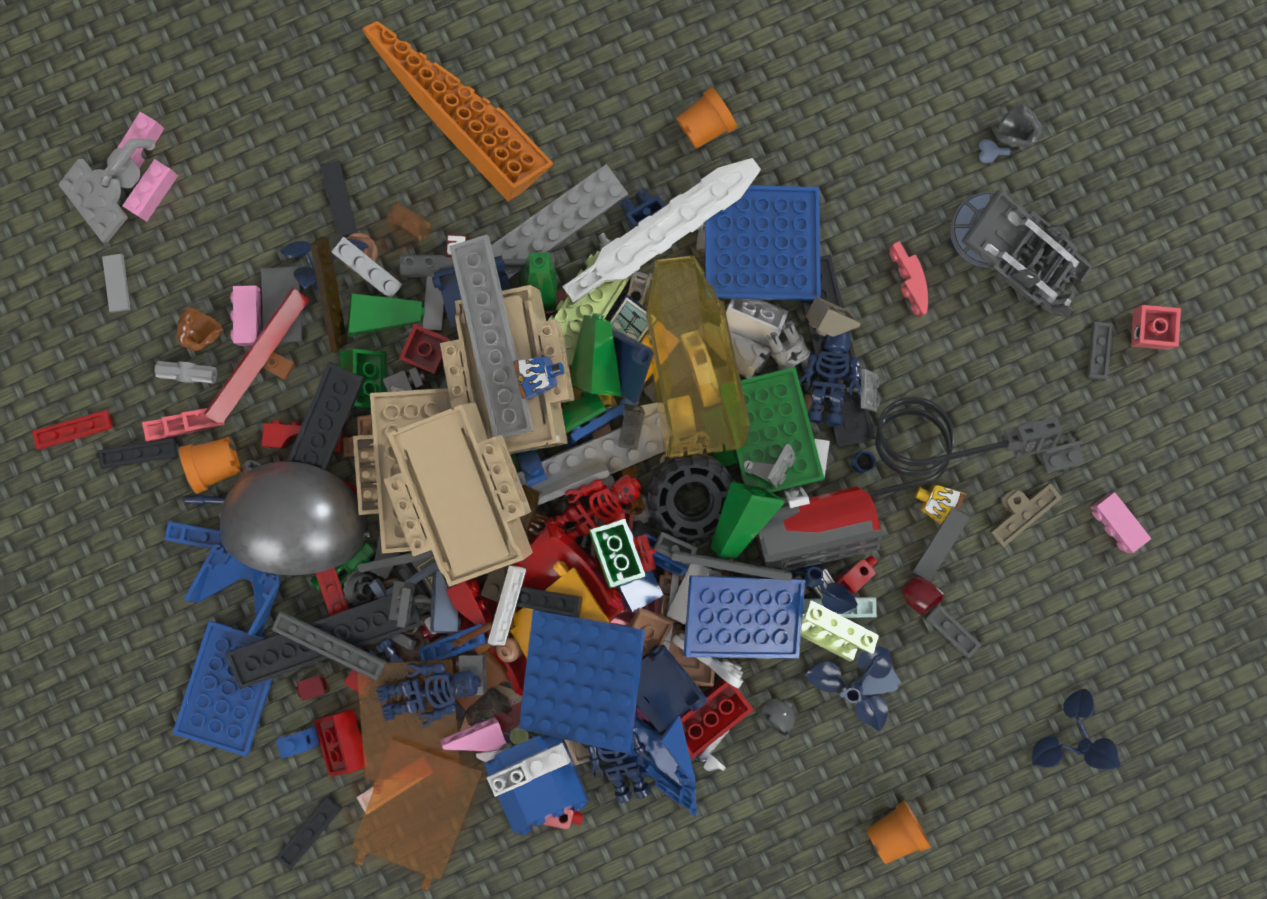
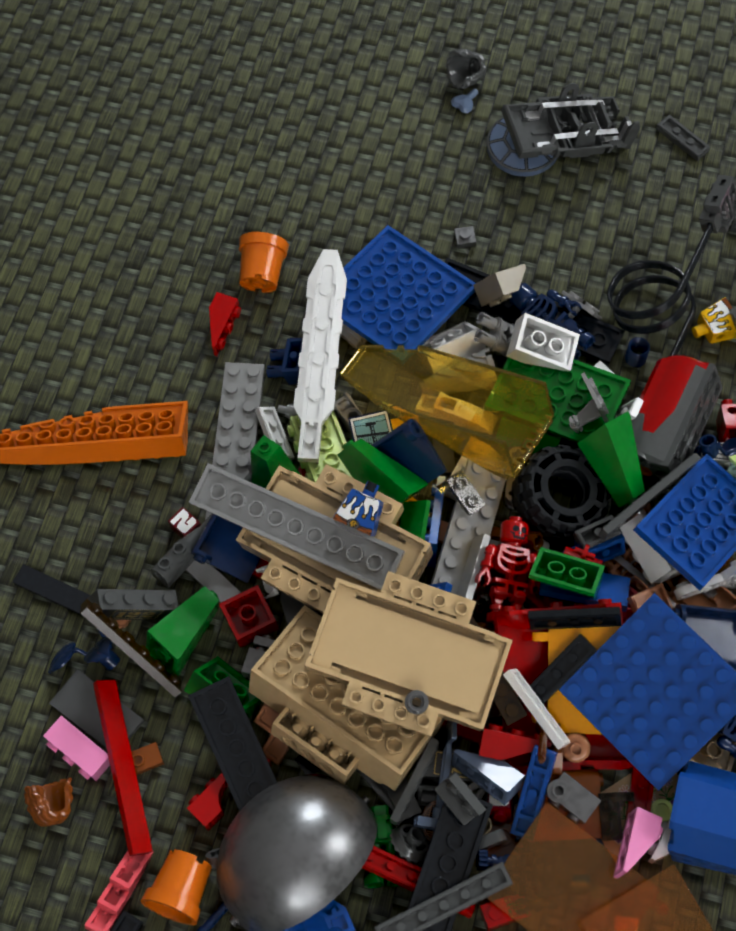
camera: 50 degrees left, 20 degrees down
(186, 372) = (76, 847): light grey piece -> none
(408, 222) = (128, 546): clear orange brick -> none
(418, 529) = (424, 702): none -> flat silver plate
(461, 686) = (578, 806): dark blue piece -> none
(463, 656) = (551, 791): none -> flat silver plate
(528, 769) = (706, 799): white slope -> none
(578, 249) = (273, 428): none -> white tile
(586, 585) = (575, 618): none -> black tile
(638, 129) = (222, 314): none -> red slope
(801, 391) = (542, 343): none -> white slope
(862, 252) = (465, 237): none -> flat silver plate
(915, 287) = (523, 217): coral slope -> none
(1155, 327) = (696, 88): coral brick -> none

